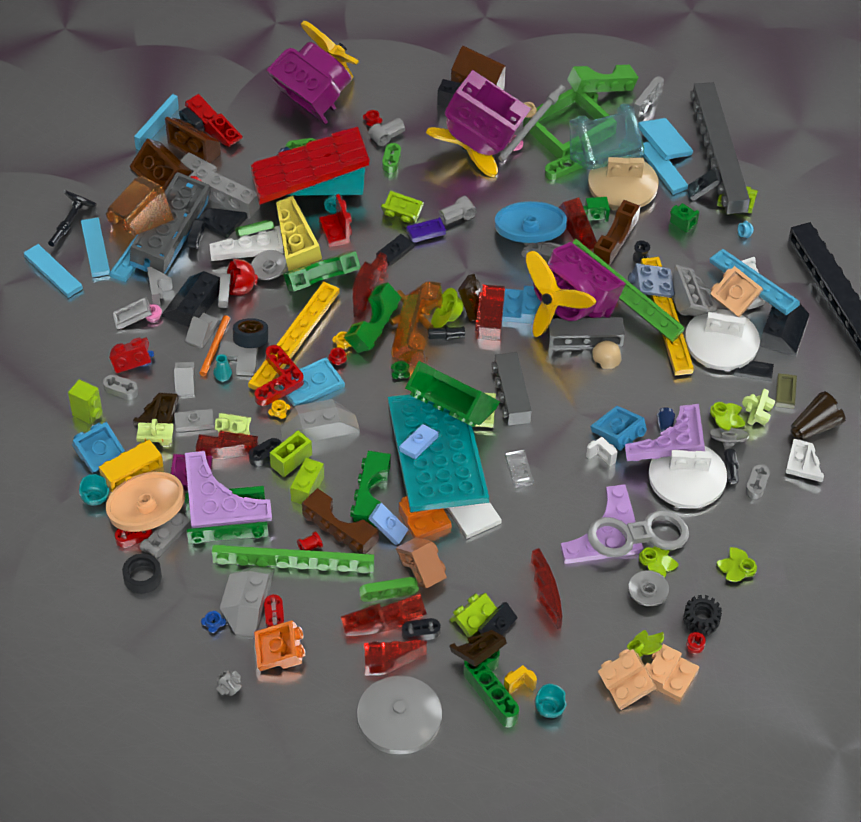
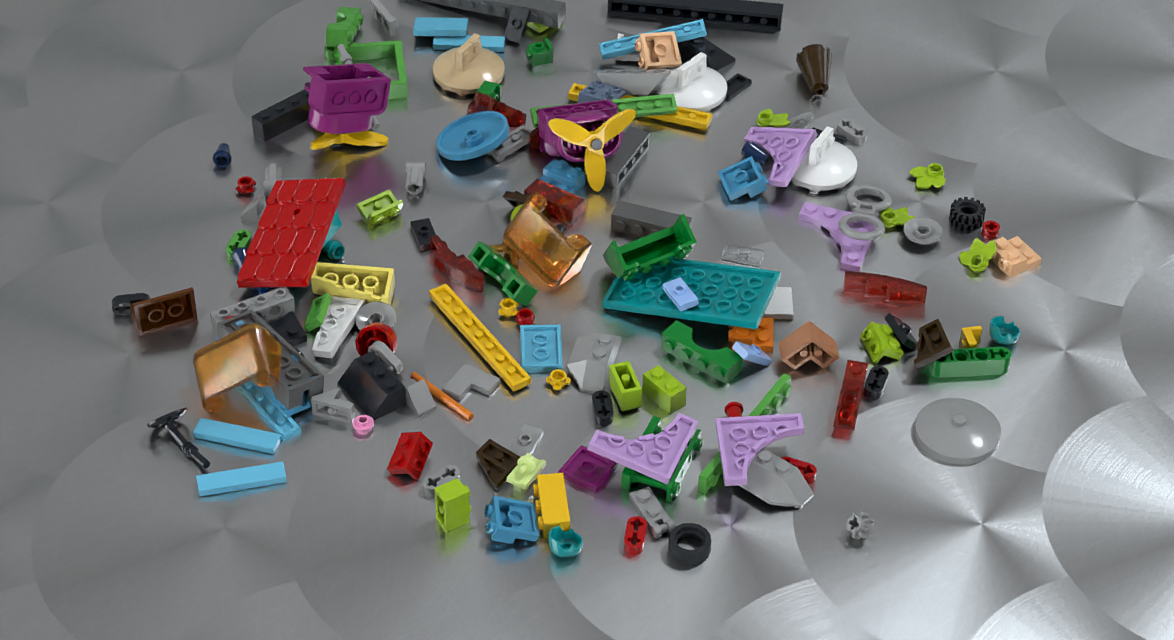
camera: 60 degrees left, 10 degrees down
(132, 313) = (355, 436): light grey plate -> none
(145, 501) = (610, 506): light nougat dish -> none
(157, 121) = (109, 329): medium azure tile -> none
(157, 163) = (172, 348): reddish brown slope -> none
(184, 379) = (470, 431): light grey slope -> none
(193, 162) = (193, 324): light grey plate -> none
(213, 616) = (778, 514): blue plate -> none
(215, 124) = (156, 286): red slope -> none
(222, 369) = (480, 398): teal cone -> none
(226, 445) = (576, 430): clear red slope -> none
(232, 423) = (560, 412): yellowish green hips -> none
(250, 333) = (453, 361): black wheel -> none
(265, 555) = (745, 436): none -> lavender plate
(279, 646) = (840, 476): orange plate -> none
(285, 377) = (497, 354): red beam -> none
(314, 73) = (174, 185): magenta brick -> none
(321, 270) = (418, 270): green arch -> none
(336, 226) = (365, 247): red bracket -> none
(358, 535) = (706, 394): reddish brown arch -> none
(388, 589) = (821, 384): bright green beam -> none
(388, 656) = (895, 411): clear red slope -> none
(394, 88) = (222, 156): none -> dark blue cone
(400, 370) = (573, 284): green plate -> none
(426, 230) = (419, 204): dark purple plate -> none
(471, 60) = (260, 92): reddish brown slope -> none
(560, 169) = (420, 98): bright green beam -> none
(603, 450) = (761, 198): white bracket -> none
(605, 137) = (427, 52): clear light blue windscreen -> none
(607, 354) = (654, 156): tan hair -> none
(624, 221) = (517, 84): reddish brown arch -> none
(626, 678) = (1009, 277): light nougat plate -> none
(640, 252) = (559, 91): black bush -> none
(745, 229) = (582, 31): medium azure plate -> none
(755, 406) = (779, 98): yellowish green hips -> none
(786, 391) = (769, 79): olive tile -> none
(803, 461) = (849, 98): white wing -> none

